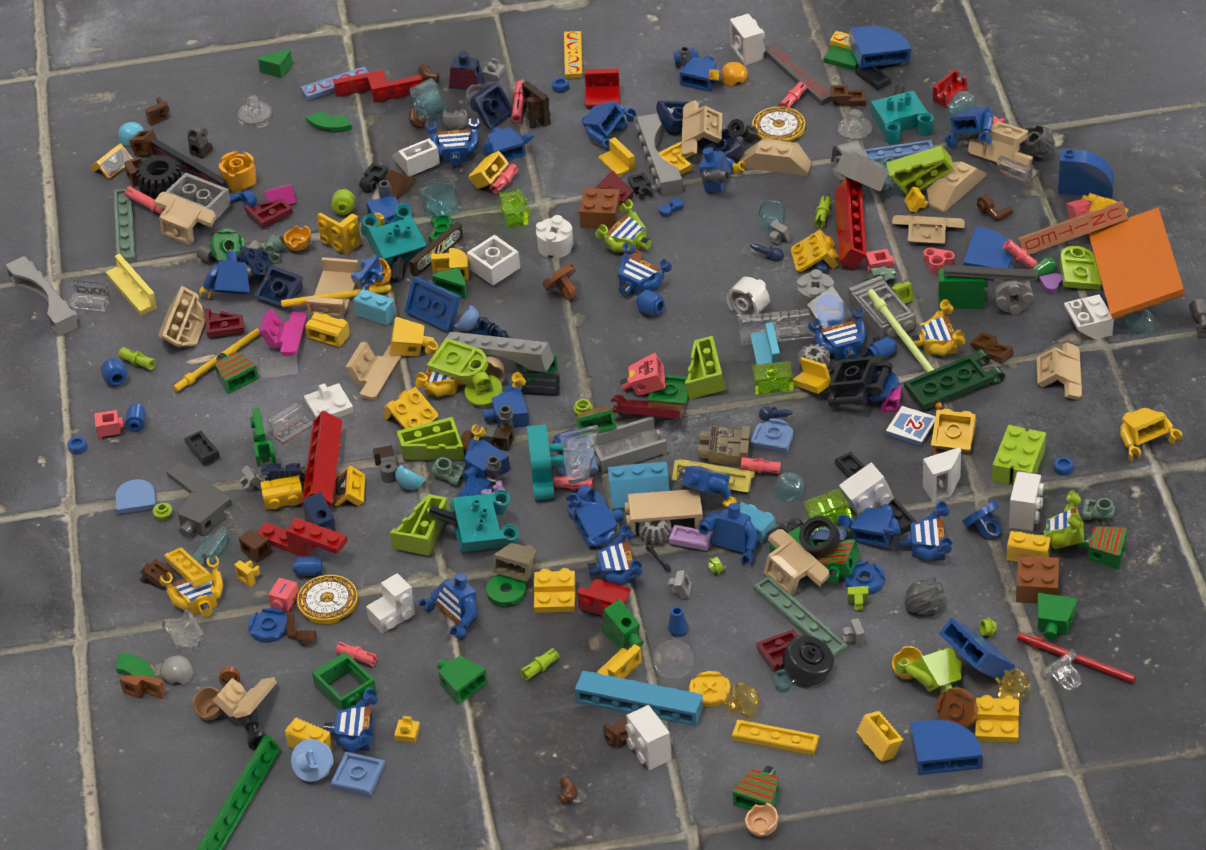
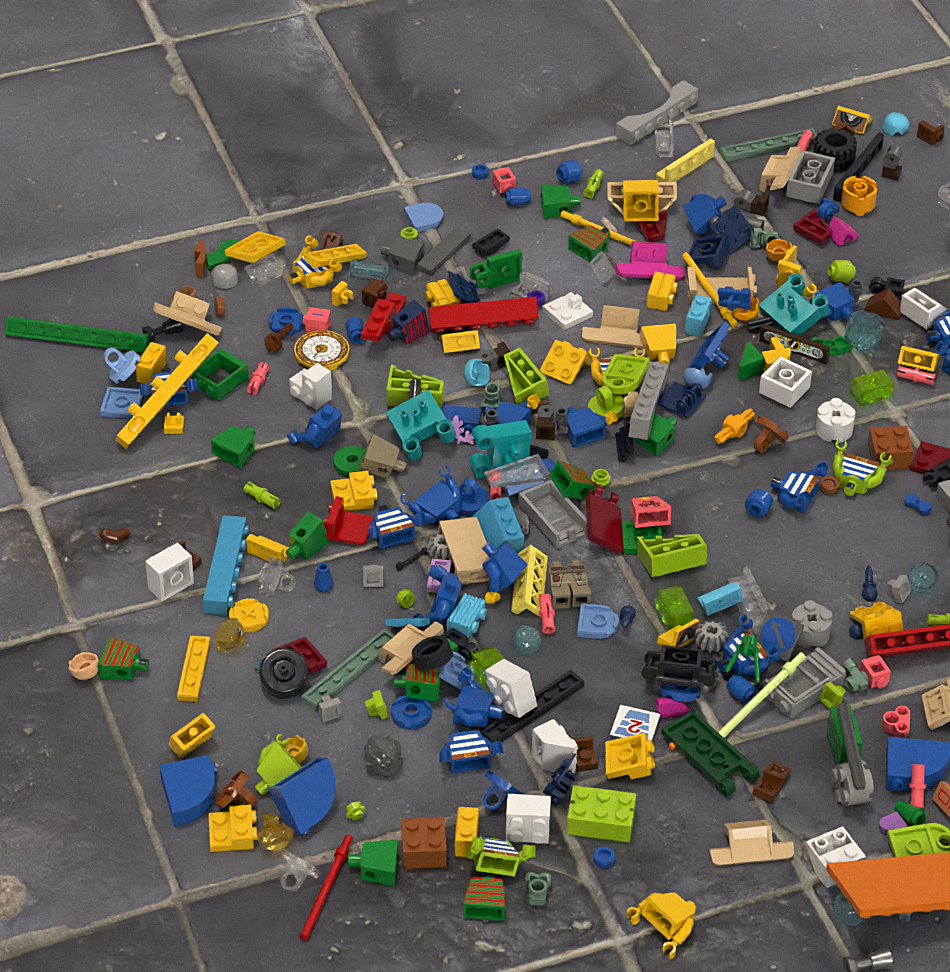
camera: 75 degrees right, 0 degrees up
(141, 142) = (885, 128): reddish brown brick -> none
(143, 636) = (255, 247): none -> yellow tile
(155, 389) = (556, 199): none -> green torso
(201, 315) = (641, 200): none -> yellow brick
(225, 235) = (752, 196): green tile -> none
(304, 423) = (540, 296): none -> dark purple tile
(374, 717) = (165, 390): none -> yellow piece
(539, 306) = (734, 426): none -> light orange axle
(748, 296) = (780, 570): white brick -> none
(756, 562) = (403, 622): none -> dark azure tile
(846, 326) = (747, 647): none -> green plant
(937, 333) = (774, 730): yellow torso -> none
(978, 476) = (560, 782): none -> dark blue hinge

